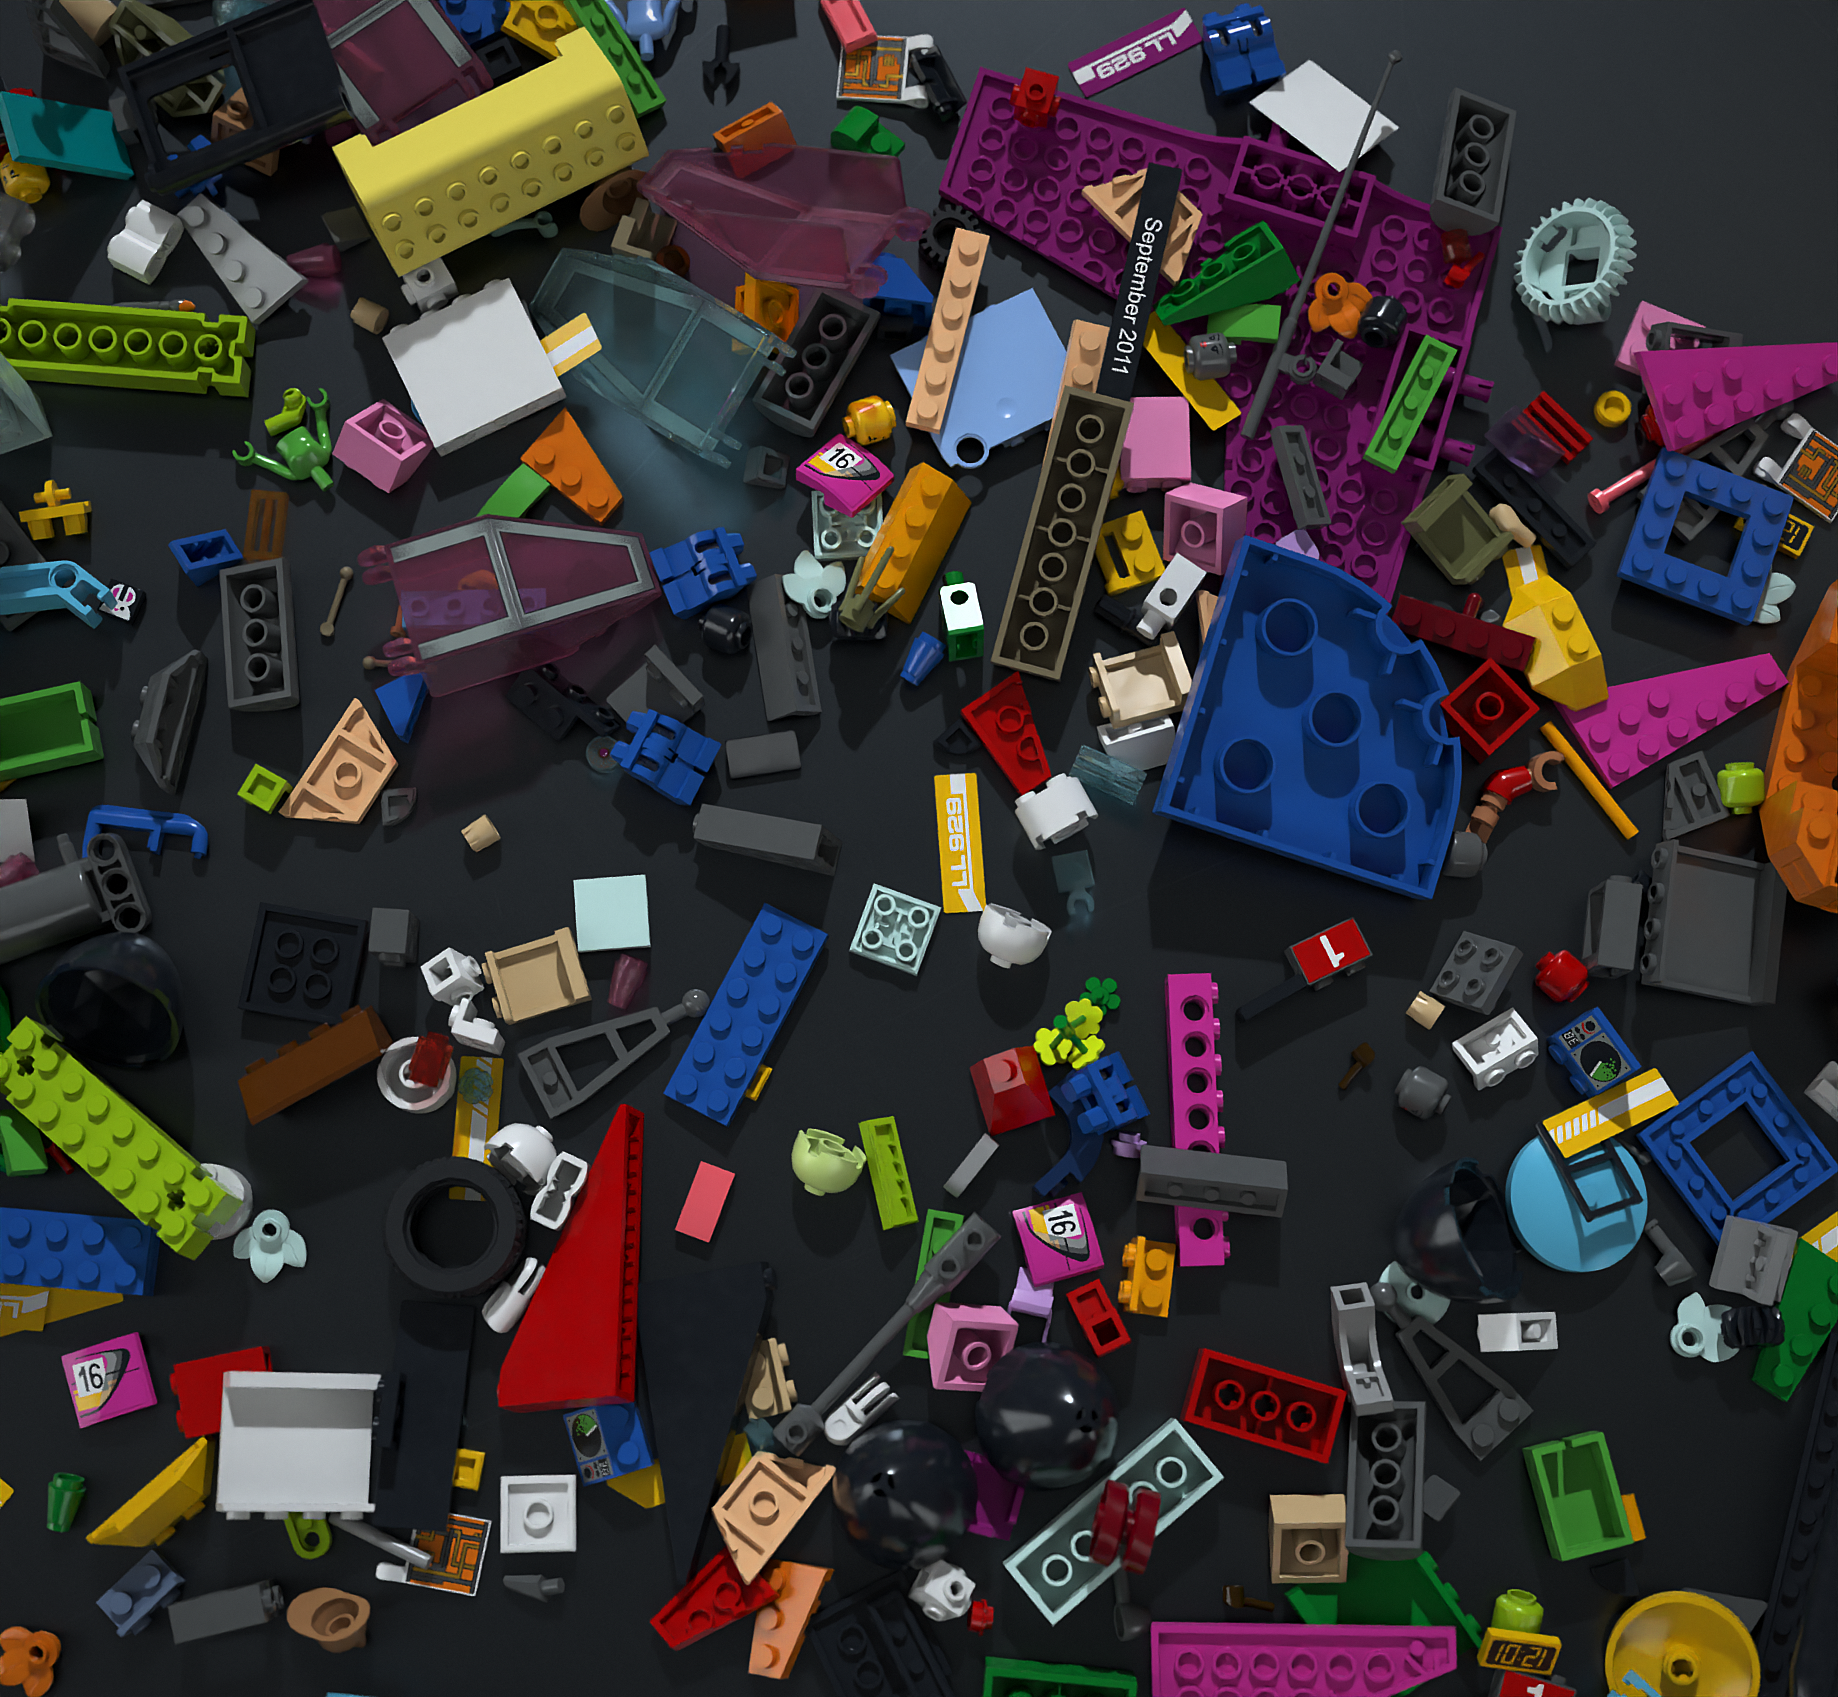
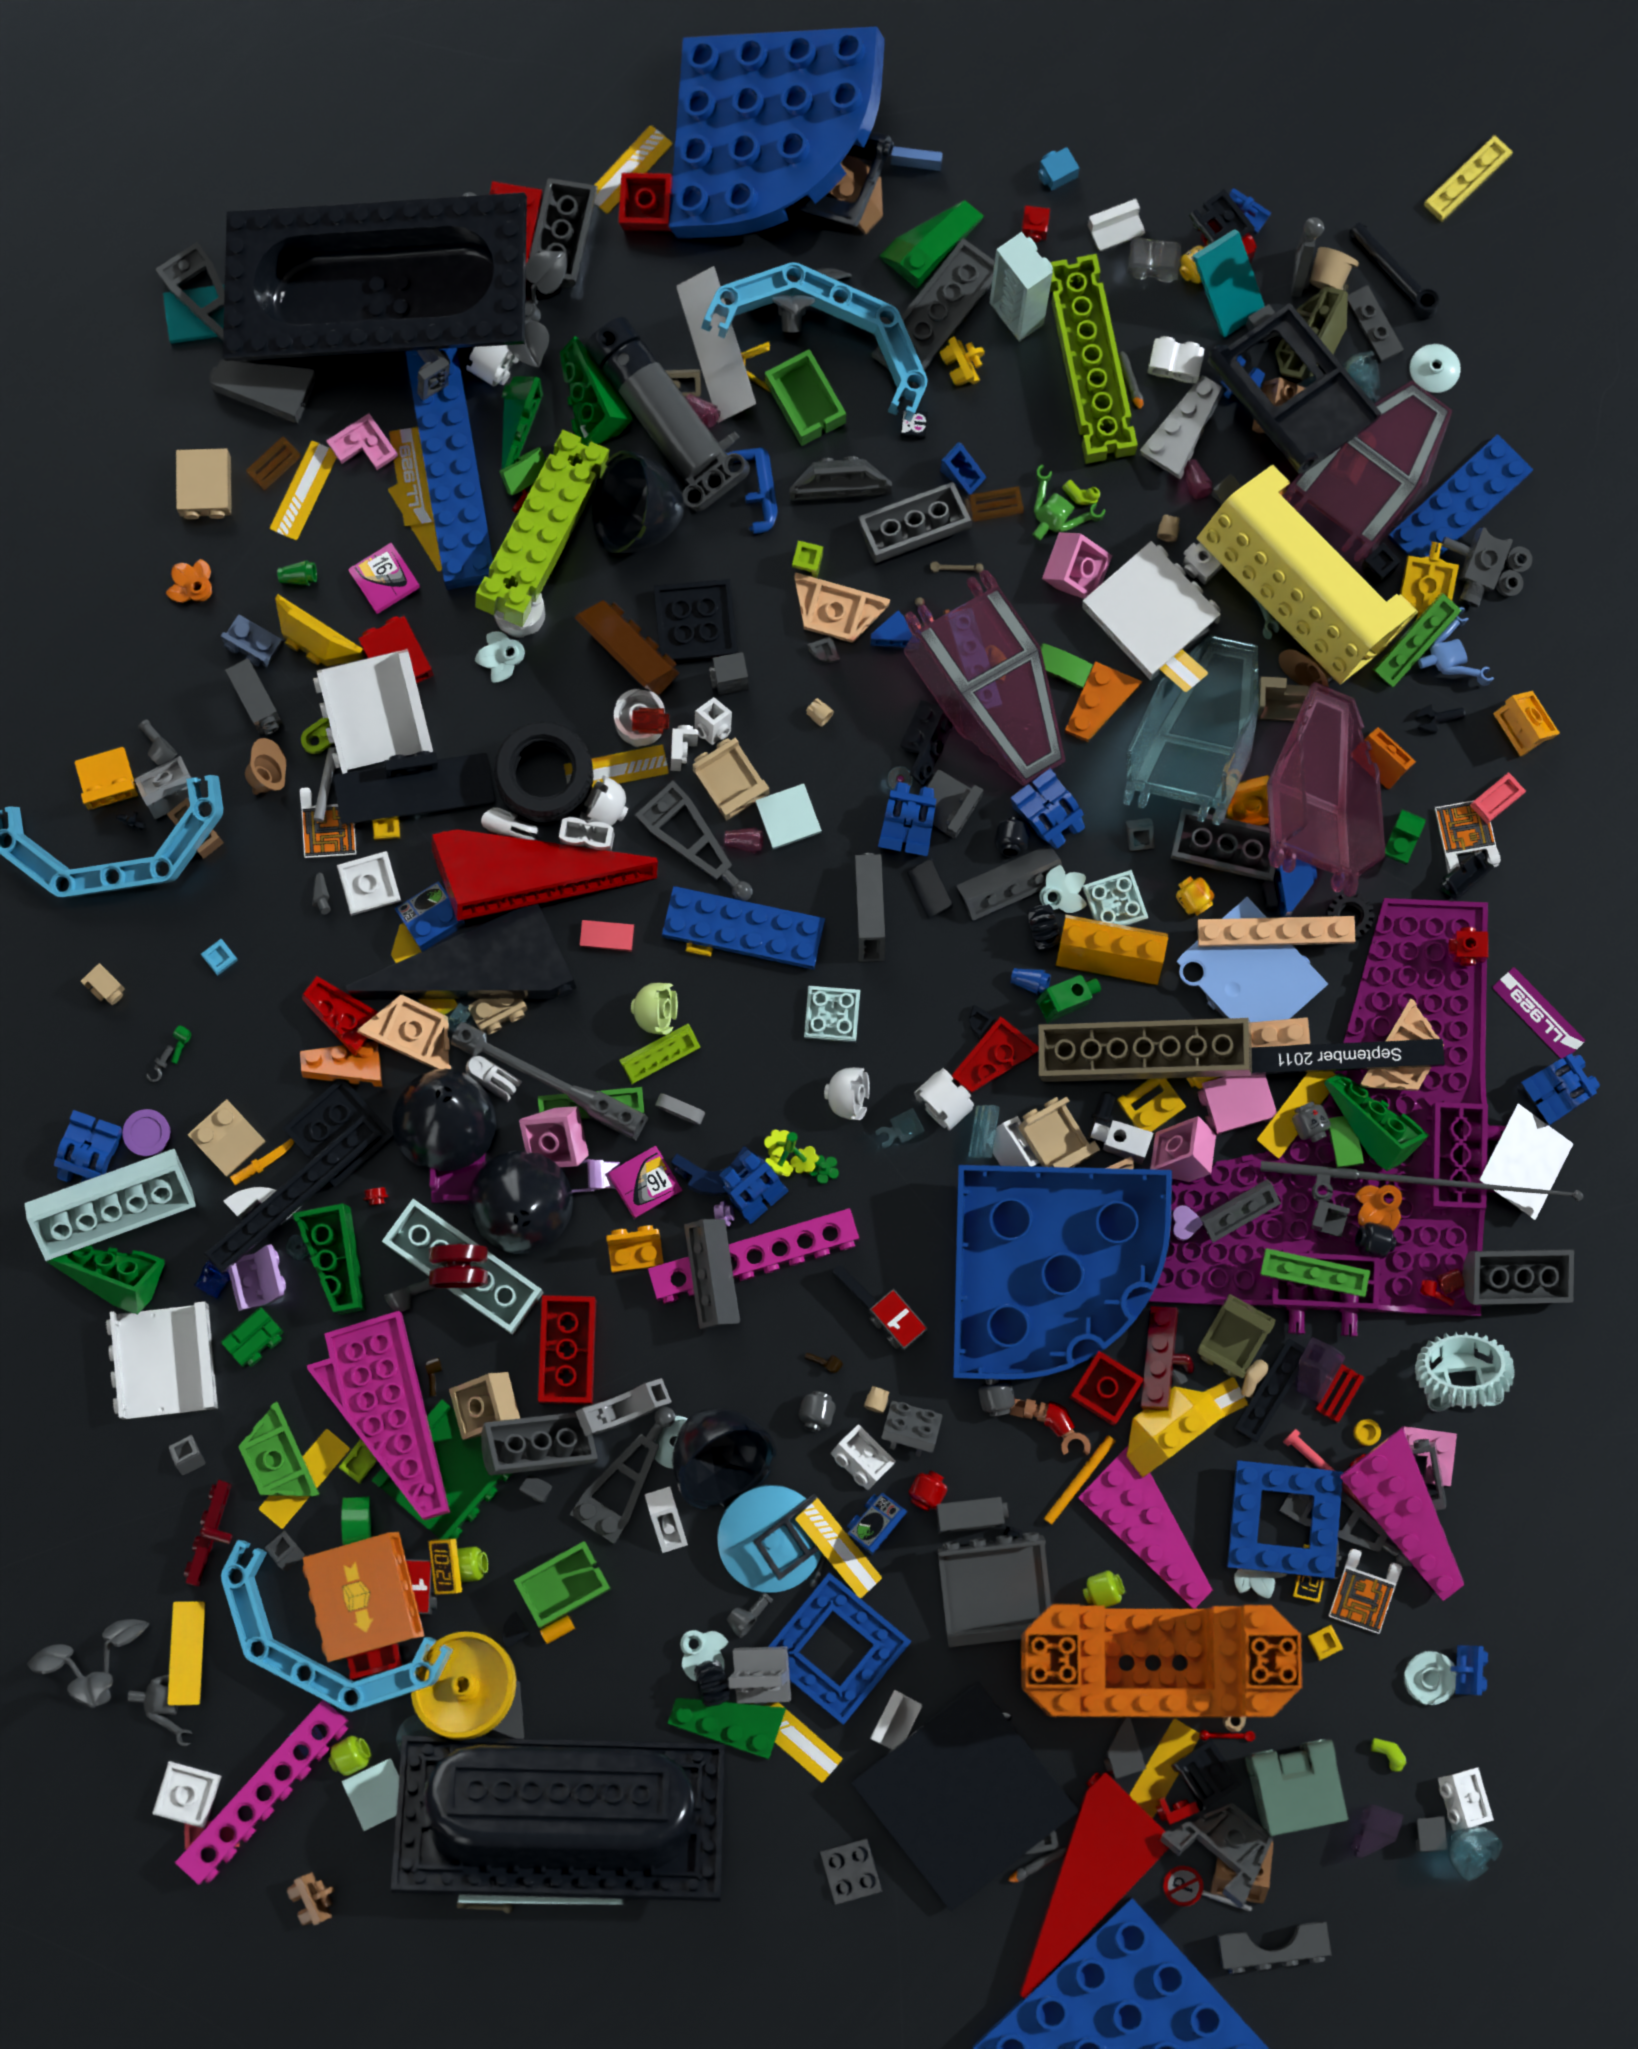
camera: 80 degrees right, 0 degrees up
(472, 1076) = (643, 752): clear light blue plate -> none
(674, 259) = (1272, 725): reddish brown tile -> none
(845, 475) = (1148, 889): dark pink slope -> none
(858, 611) = (1046, 919): olive plant -> none
(942, 1591) = (386, 1164): white brick -> none
(960, 843) = (907, 1043): yellow sticker -> none
(1011, 1090) = (740, 1122): red slope -> none
(1098, 1319) = (597, 1222): red brick -> none
(1690, 797) = (1086, 1556): dark grey wing -> none

